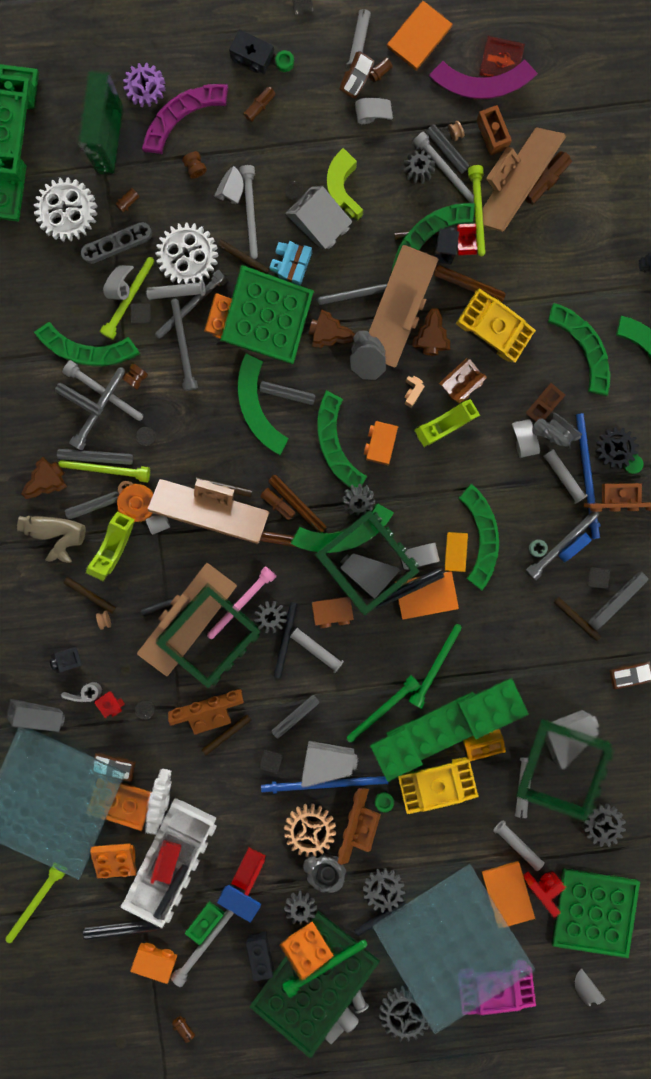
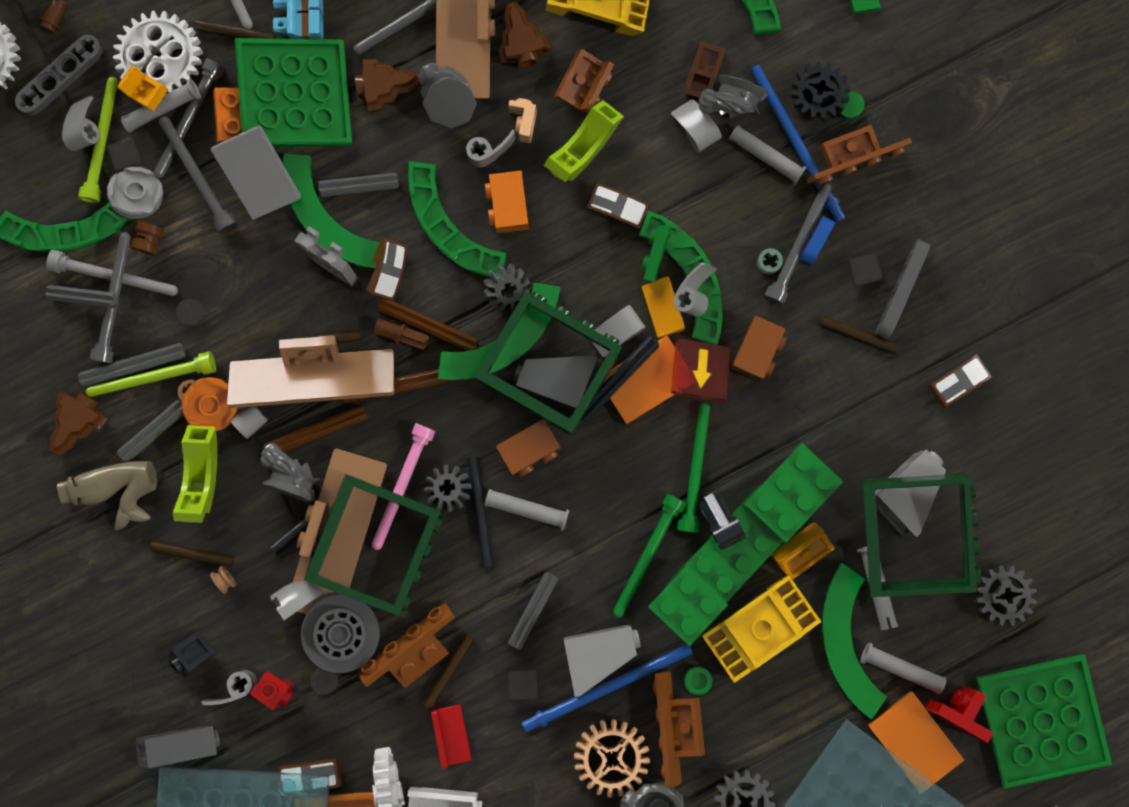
camera: 20 degrees left, 5 degrees down
(138, 342) = (135, 192): none -> light grey tile
(145, 650) = (294, 597): none -> light grey brick
(165, 684) = (340, 634): none -> dark grey wheel
(168, 275) = (142, 88): none -> light orange bracket
(170, 570) = (288, 475): none -> dark grey piece
(190, 546) = (320, 428): none -> reddish brown axle
(213, 775) = (451, 735): none -> red panel
(222, 361) = (256, 172): none -> light grey tile
(250, 442) = (326, 258): none -> light grey tile
(288, 454) = (389, 268): none -> slope
(380, 406) = (489, 154): none -> light grey panel
(439, 711) = (723, 525): none -> black piece
(452, 472) = (617, 205): none -> slope
(464, 603) = (700, 370): none -> clear red tile
(470, 507) = (658, 241): none -> green plate
(477, 550) = (688, 297): none -> light grey panel
(484, 812) = (839, 645): none -> green tile
(507, 604) = (758, 349): none -> dark orange brick

